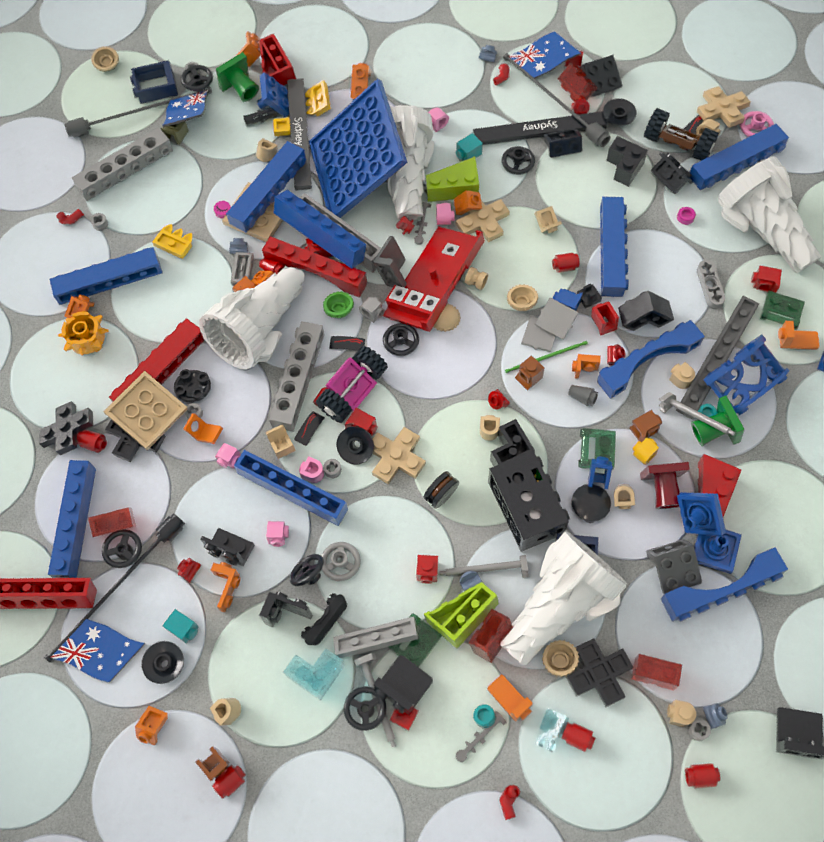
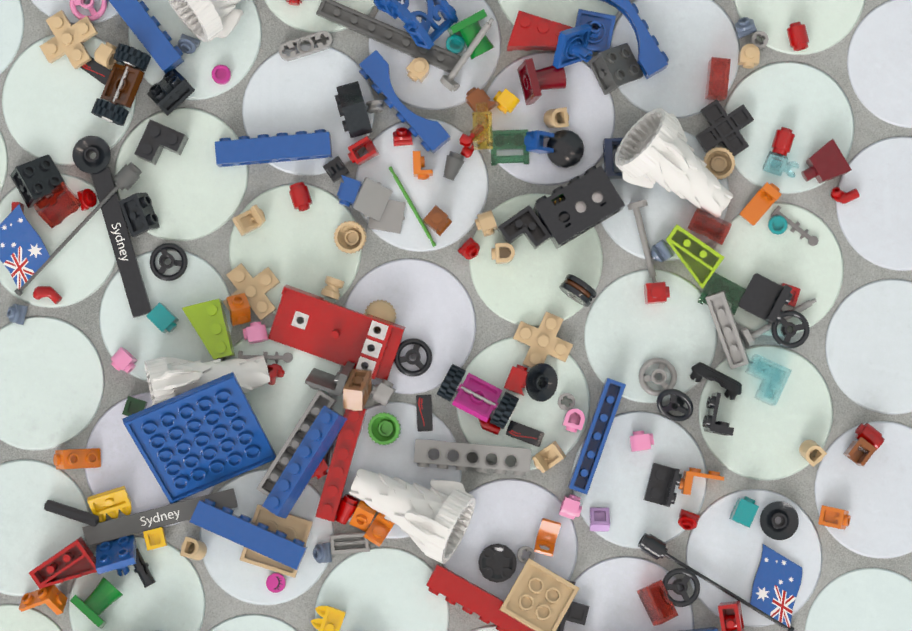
camera: 100 degrees left, 20 degrees up
(210, 484) = (599, 519): none -> lavender slope
(316, 73) = (71, 512): none -> black axle
(376, 279) = (357, 389): none -> medium nougat brick
(523, 415) = (486, 223): none -> tan plate
(548, 783) = (826, 164): none -> dark red torso
(614, 413) = (481, 134): none -> clear yellow torso
(647, 333) = (375, 106): none -> light grey bush
(714, 191) = (188, 44): none -> sand blue plate

